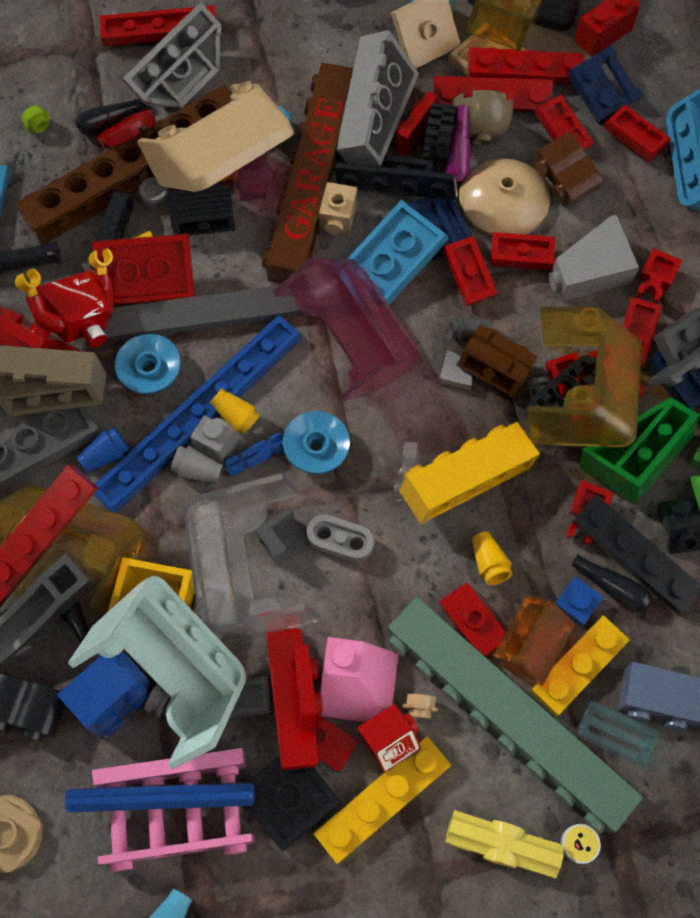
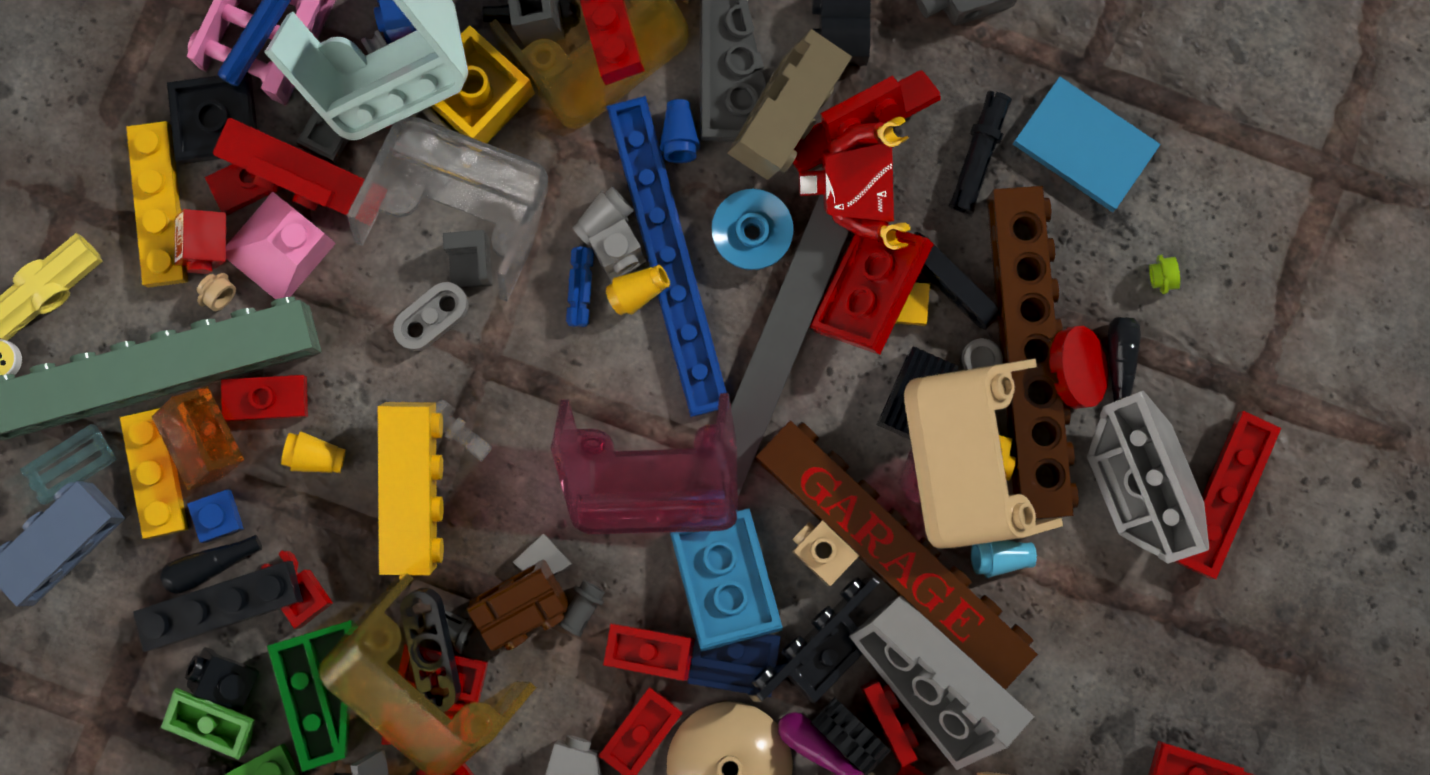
camera: 120 degrees right, 15 degrees up
(316, 428) = (534, 338): dark azure dish -> none

